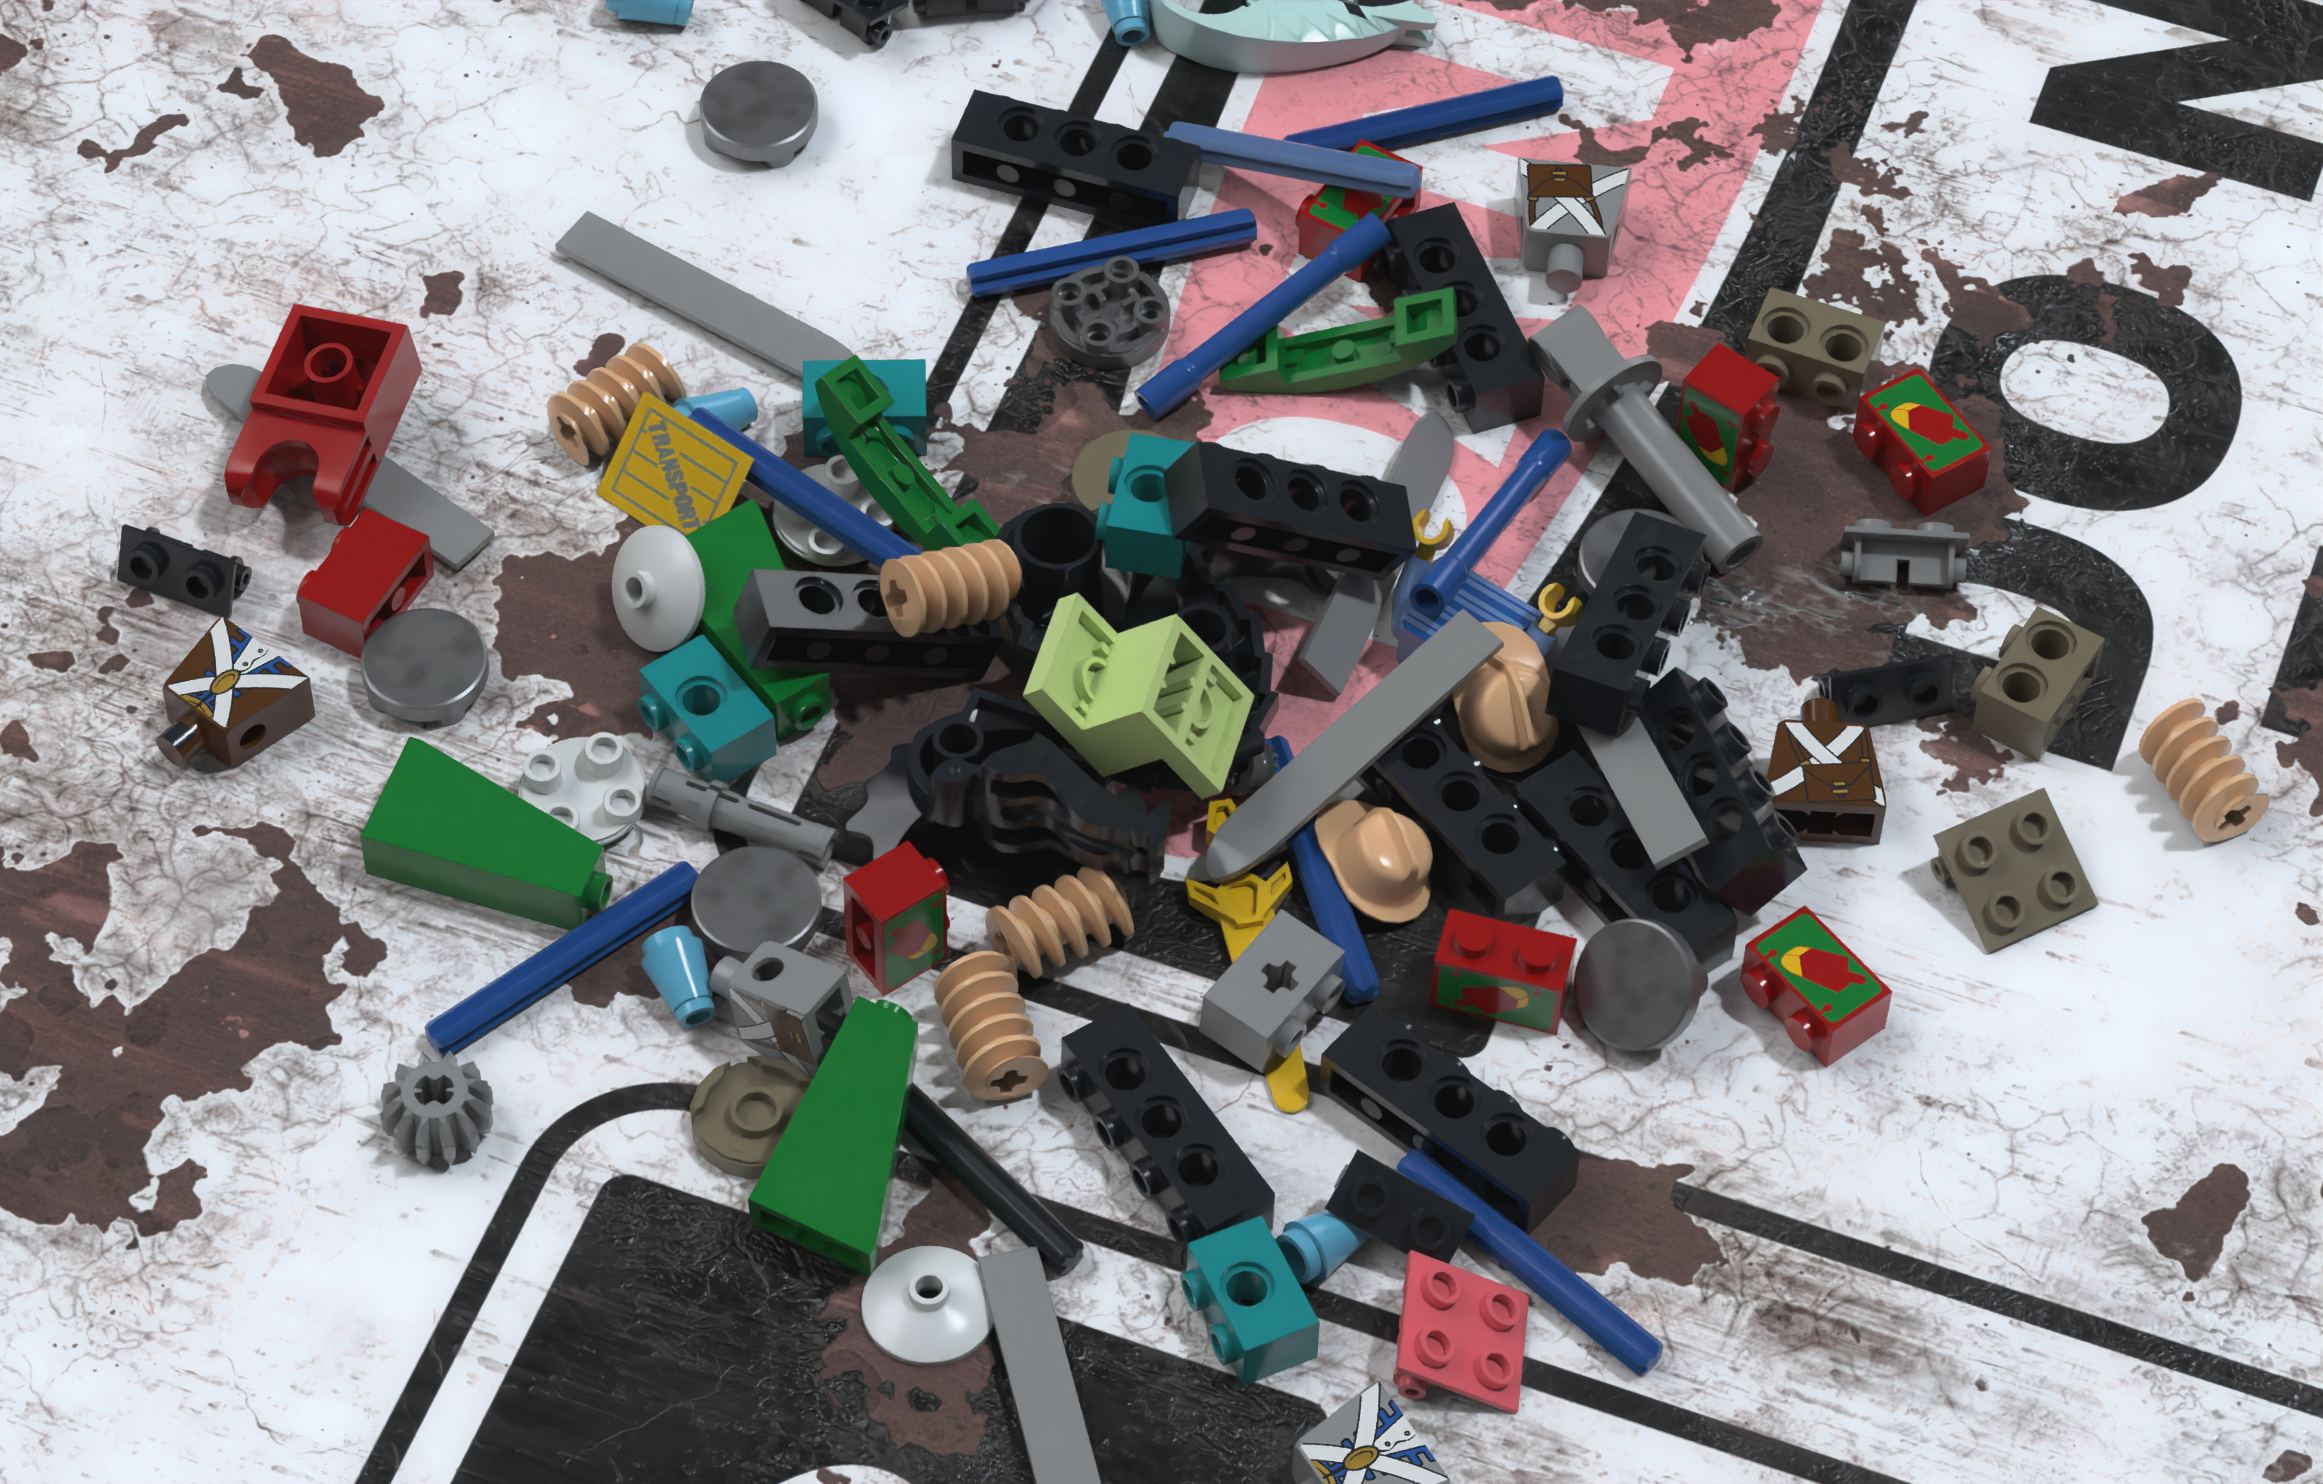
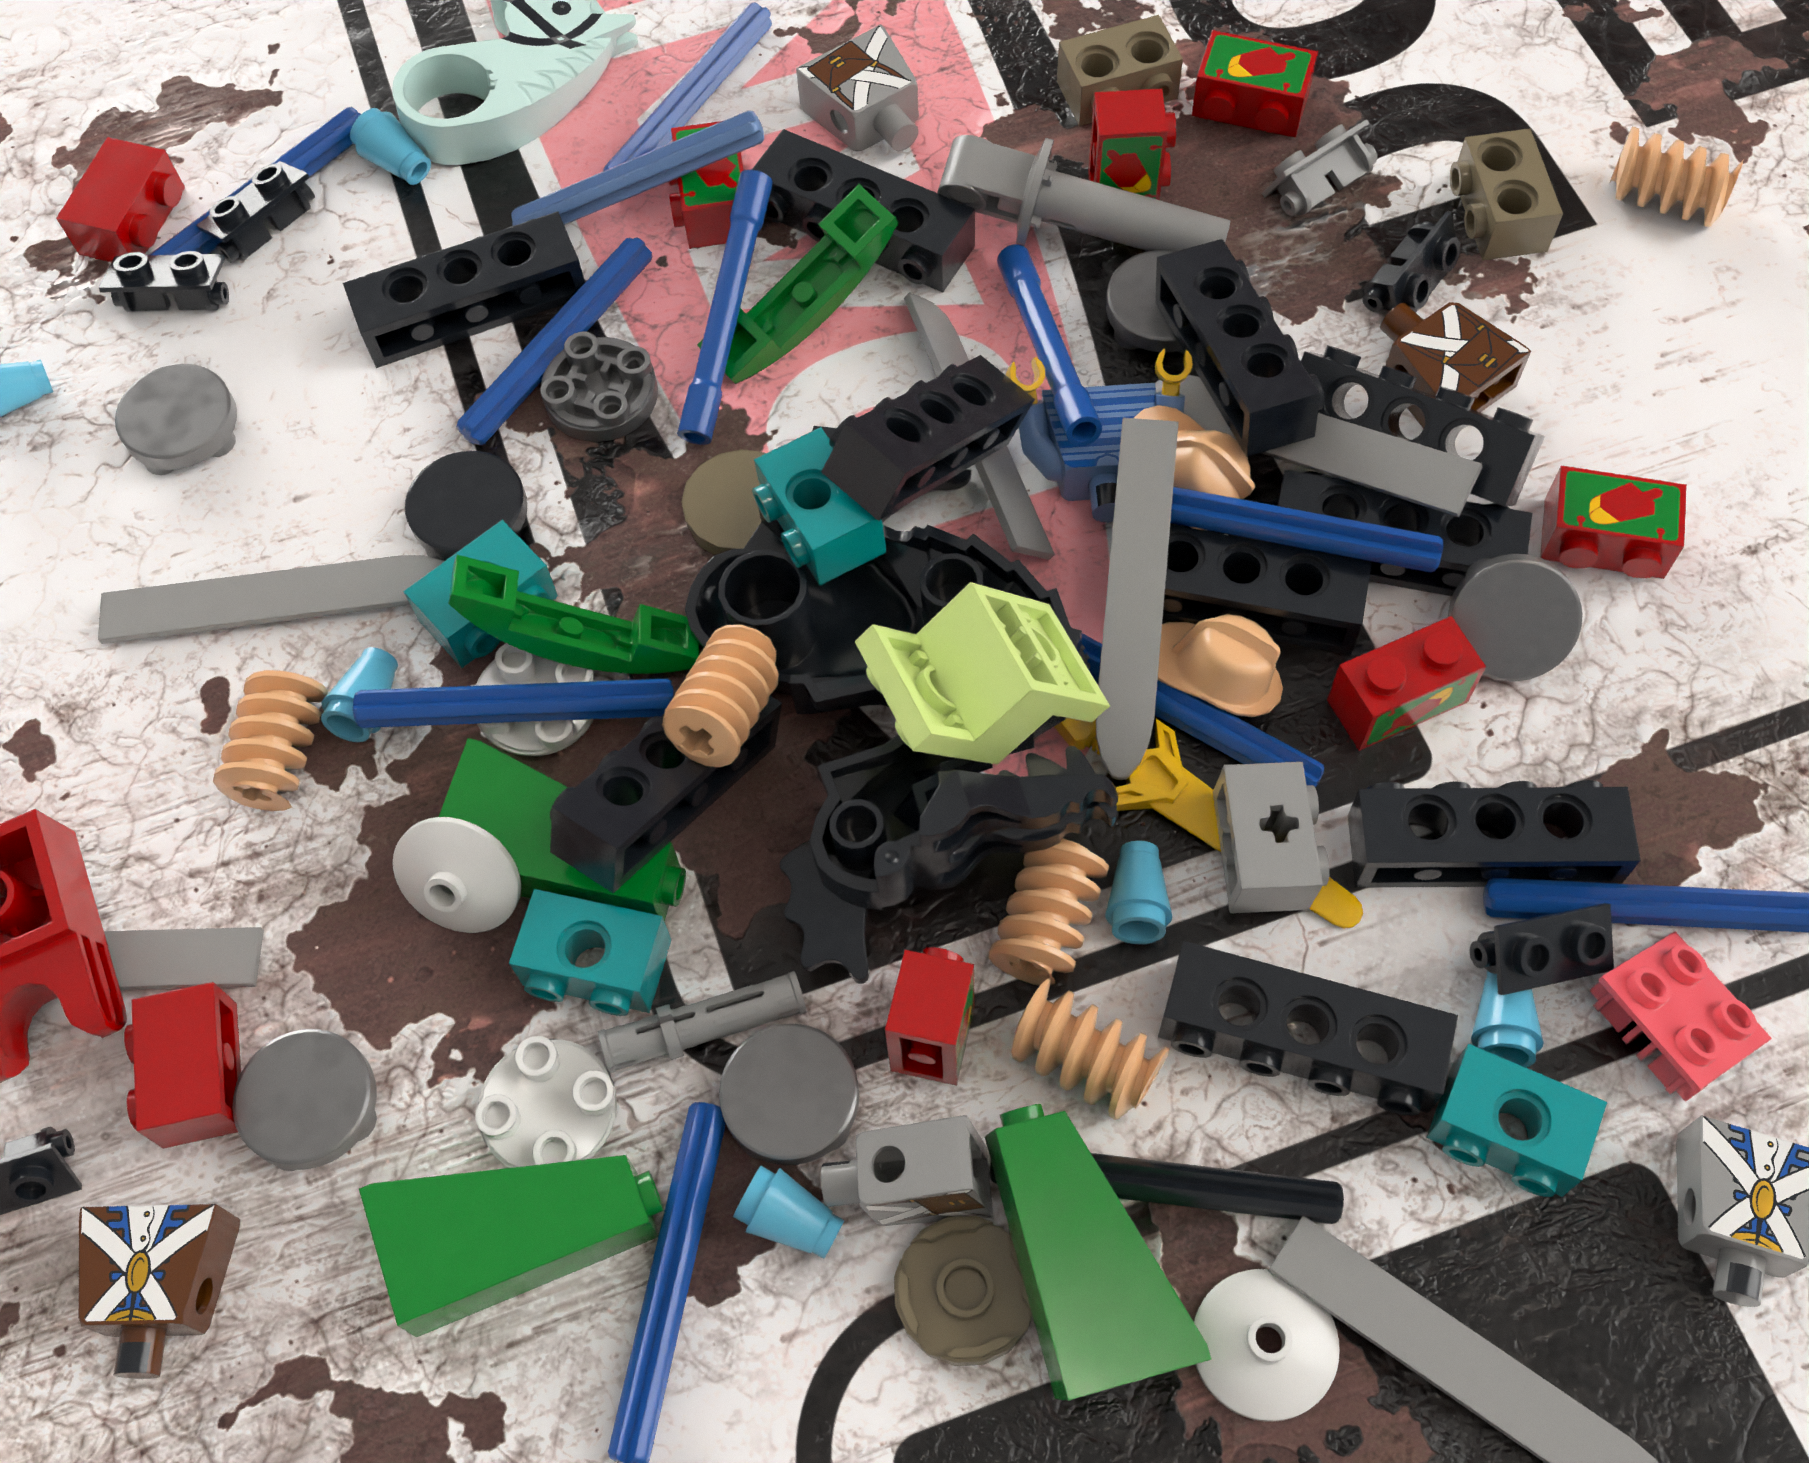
camera: 35 degrees left, 10 degrees up
(672, 470) = (377, 763): yellow sticker -> none
(918, 323) = (462, 499): none -> black tile
(1140, 965) = (1139, 895): none -> medium azure cone
(1531, 797) = (1306, 530): none -> blue axle
(2014, 870) = (1633, 337): dark tan hinge -> none

